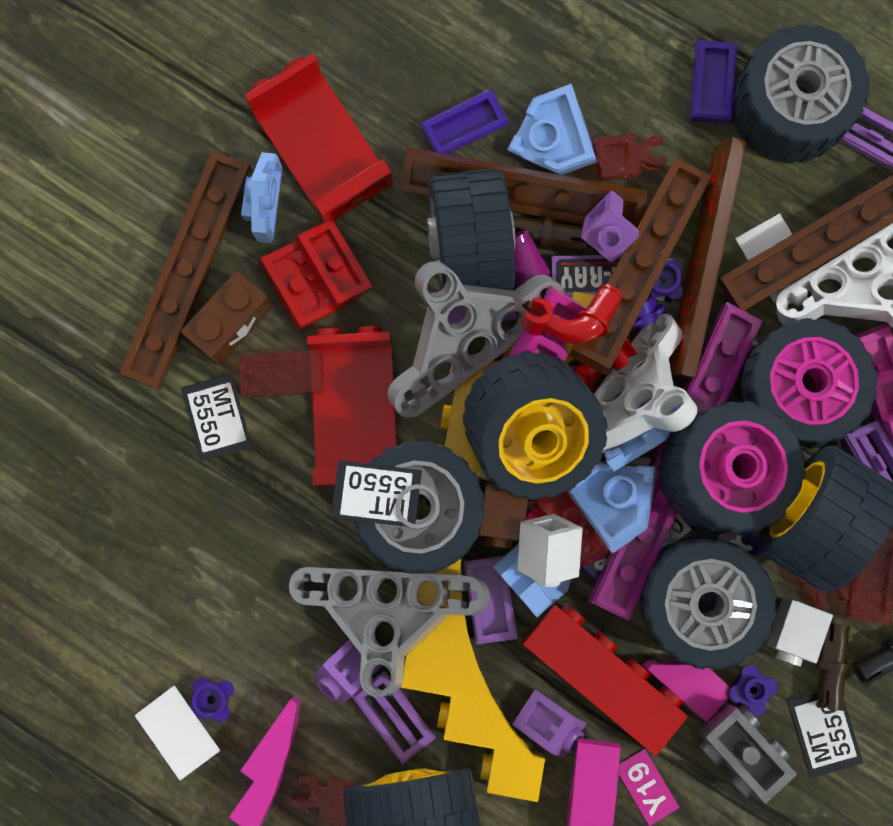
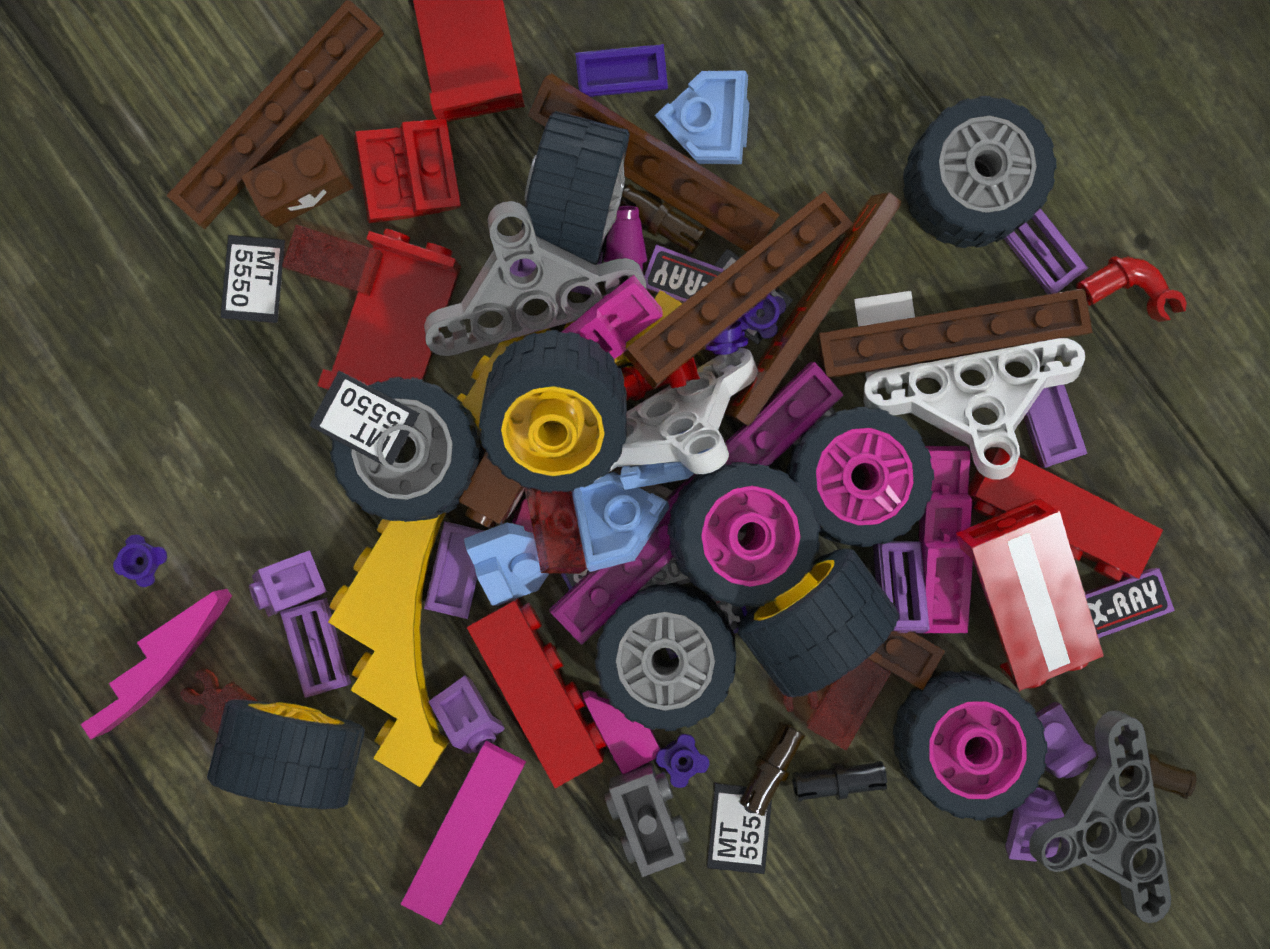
camera: 20 degrees right, 5 degrees up
(177, 733) = (94, 580): white sticker -> none
(262, 197) = (382, 67): light blue plate -> none
(405, 613) = (359, 551): light grey beam -> none
(549, 550) = (522, 543): white brick -> none
(584, 328) = (646, 331): red piece -> none
(607, 228) = (719, 238): medium lavender bracket -> none
(621, 158) = (768, 168): clear red plate -> none
(647, 787) = (540, 814): dark pink sticker -> none
(713, 82) = (898, 126): dark purple tile -> none
(798, 632) = (750, 722): white brick -> none

